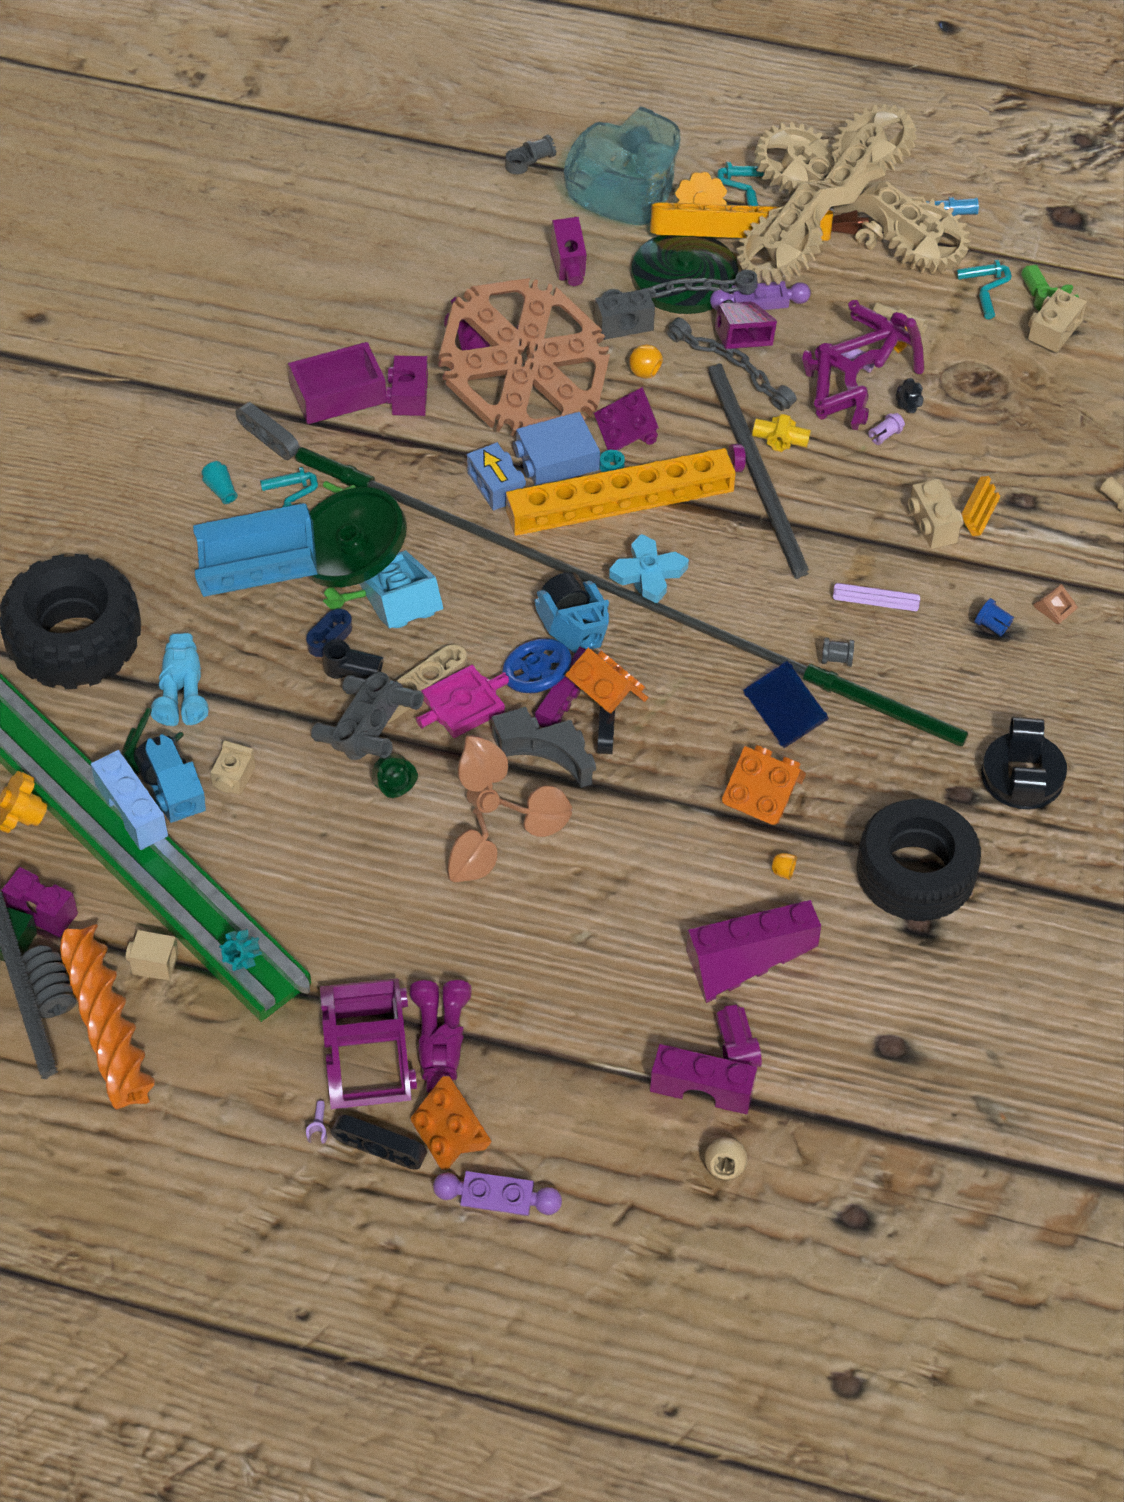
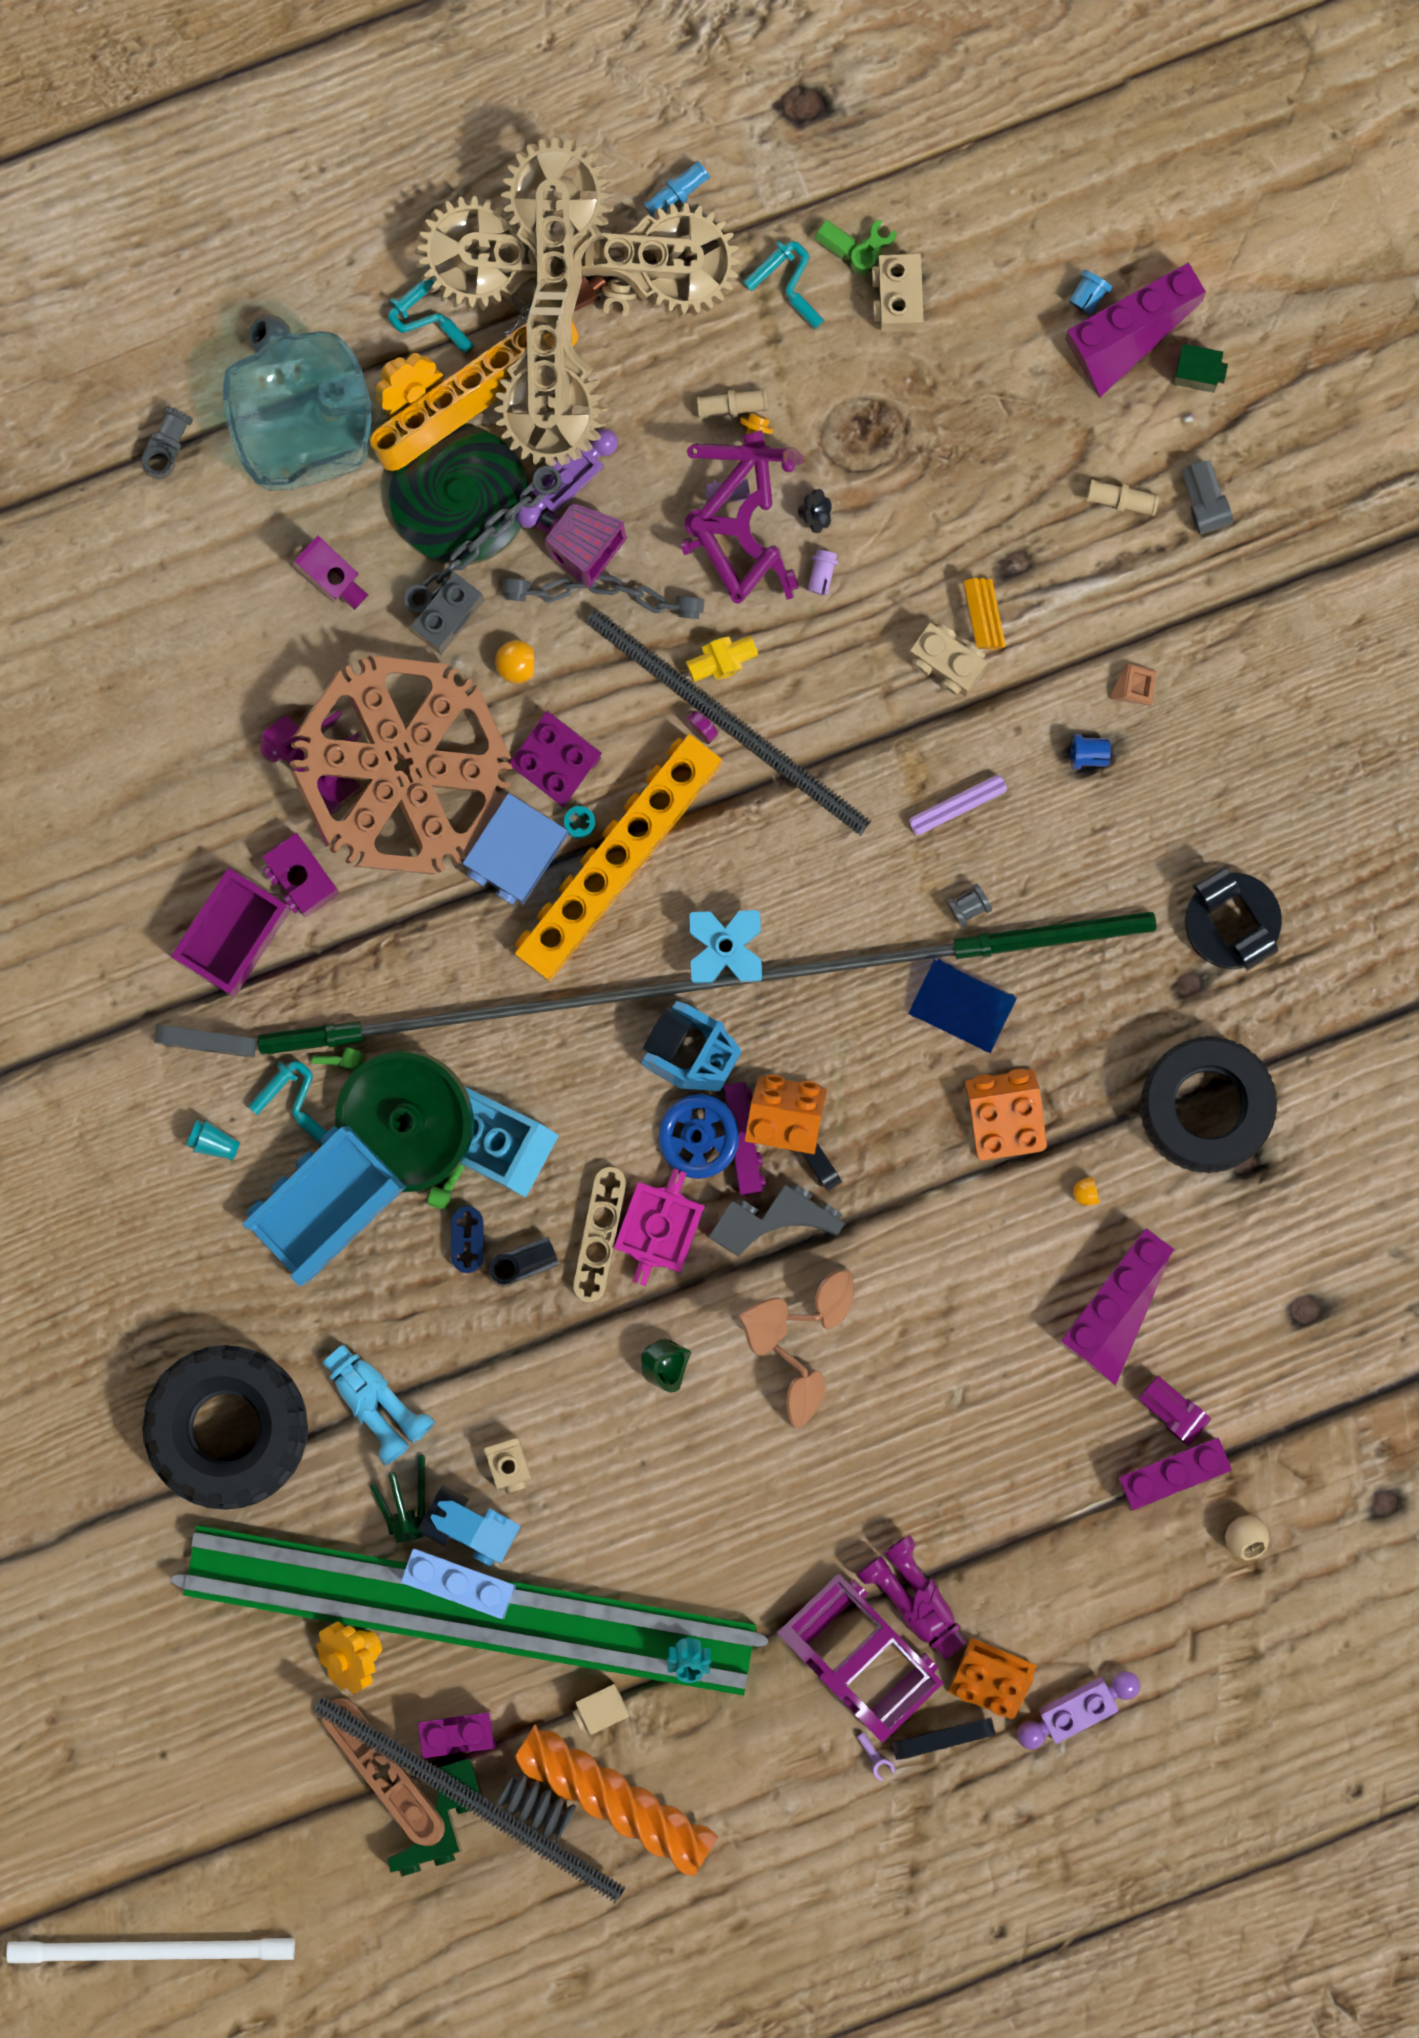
camera: 30 degrees left, 30 degrees up
(367, 716) = (593, 1322): dark grey piece -> none
(494, 474) = (480, 929): medium blue brick -> none

